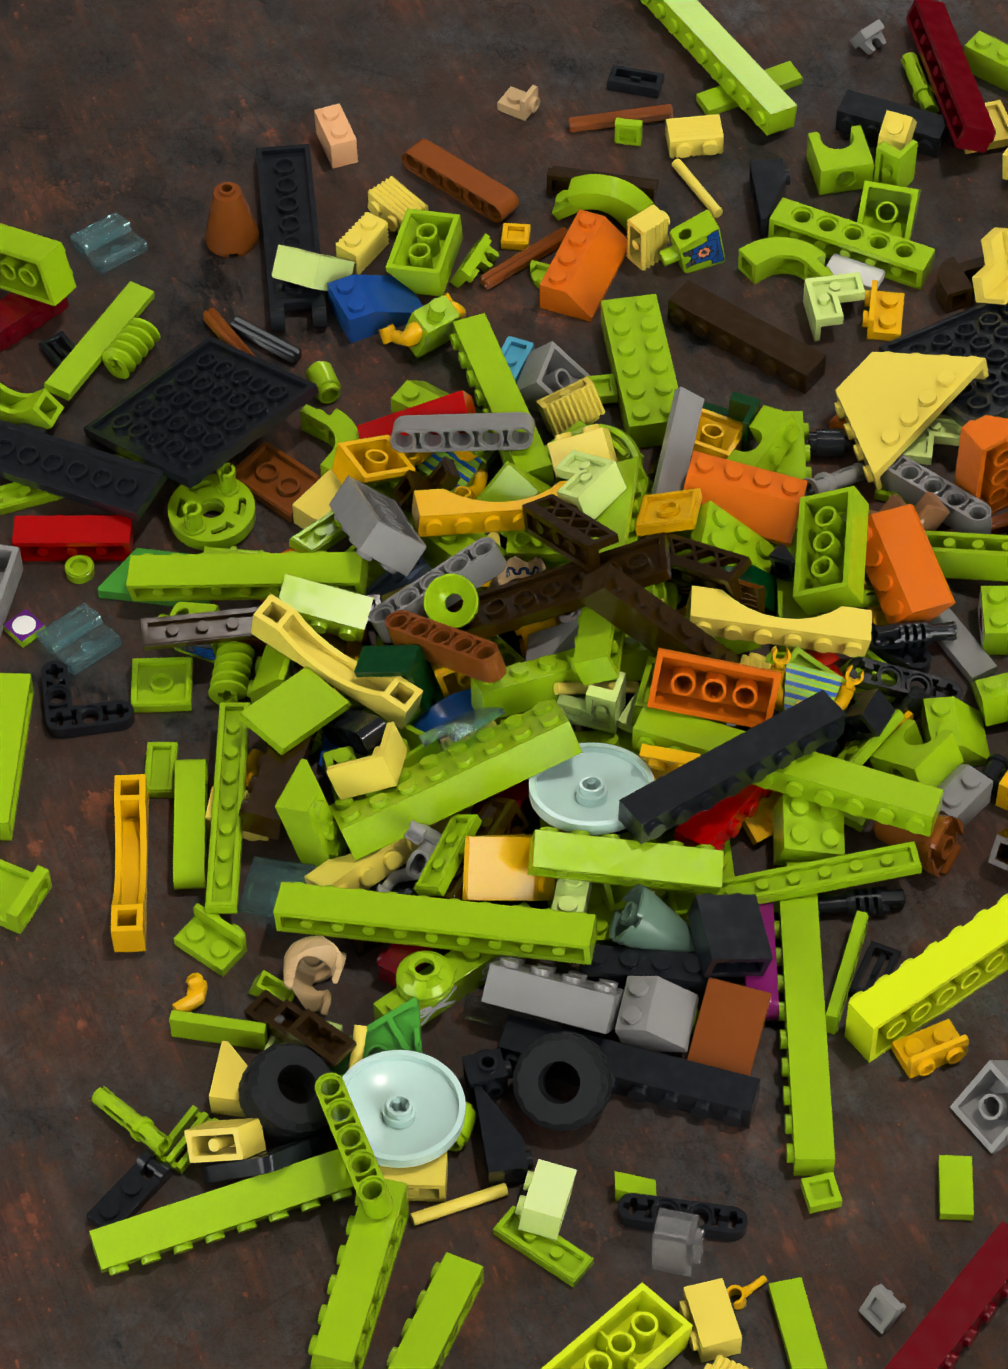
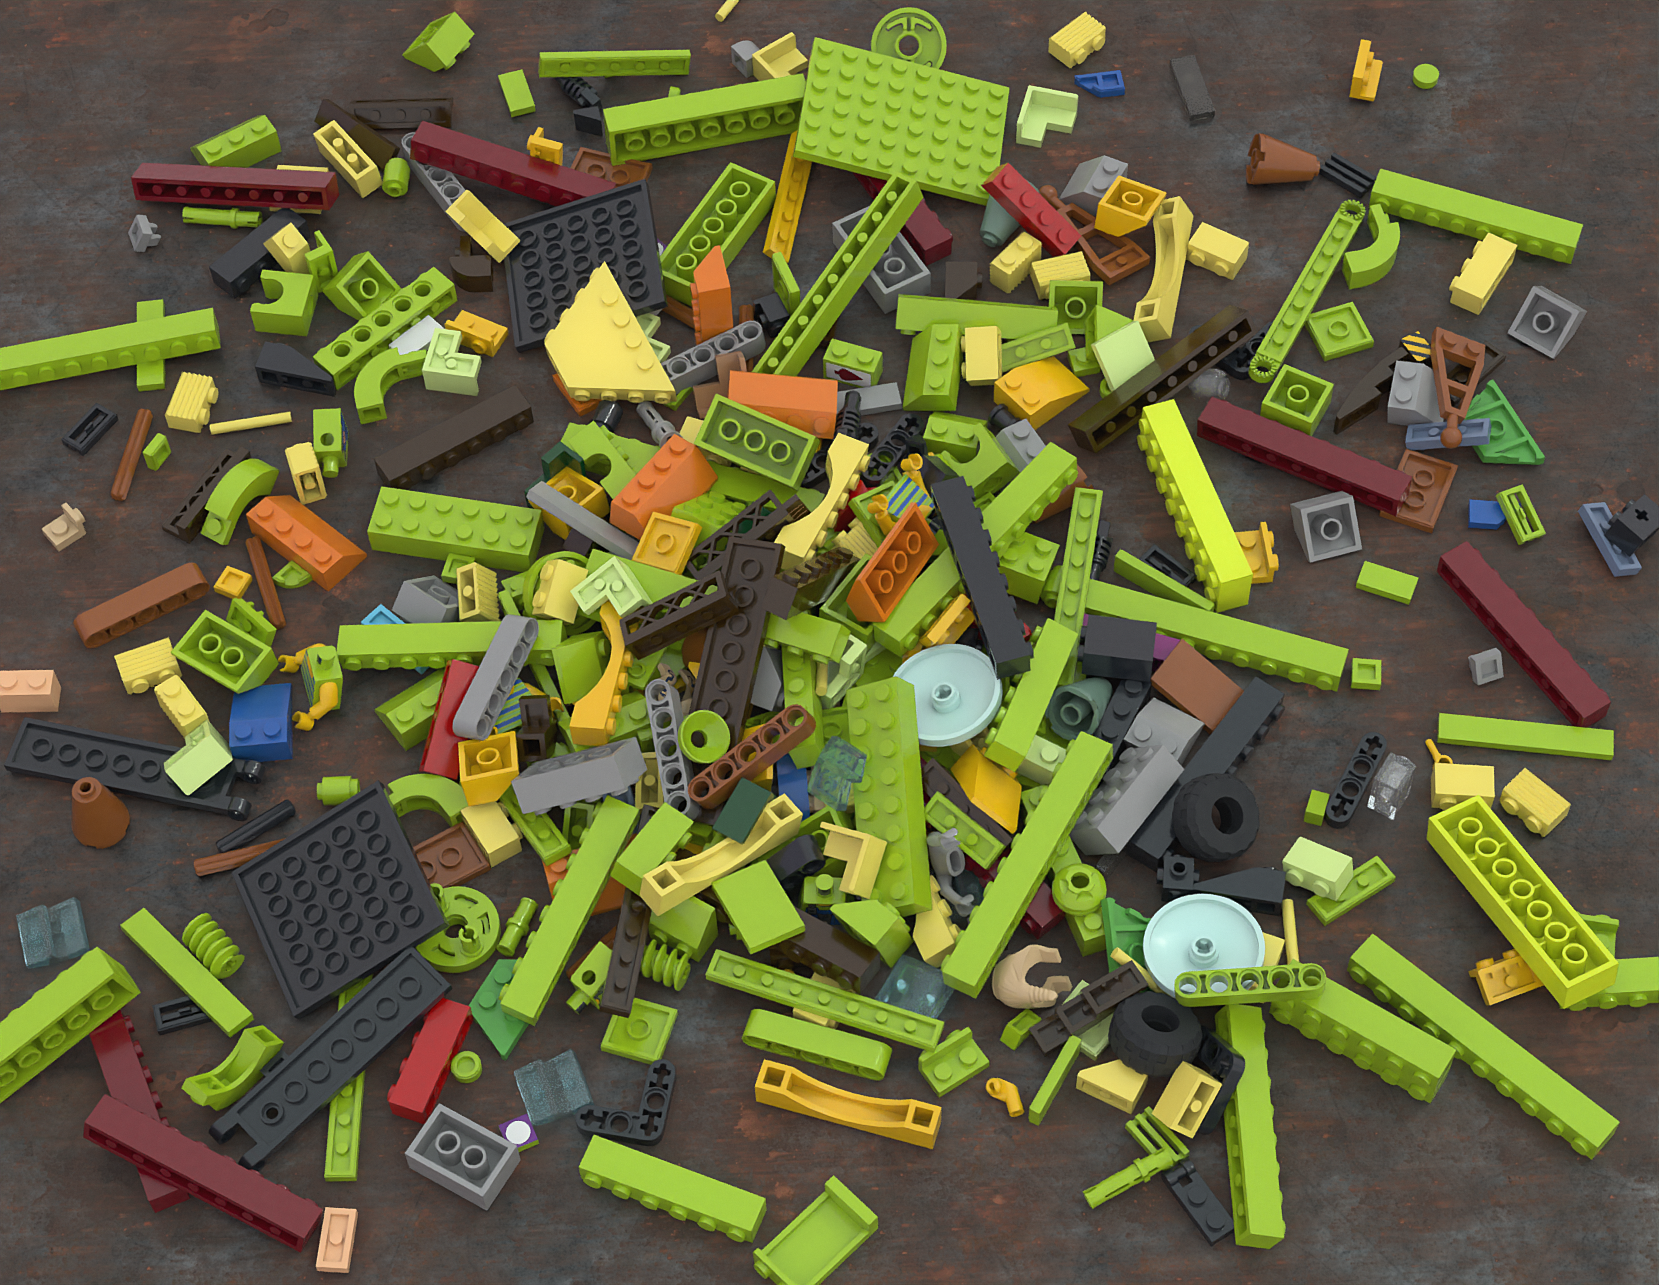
camera: 70 degrees left, 5 degrees up
(161, 768) = (737, 1055): lime tile -> none
(783, 563) = (747, 483): black slope -> none

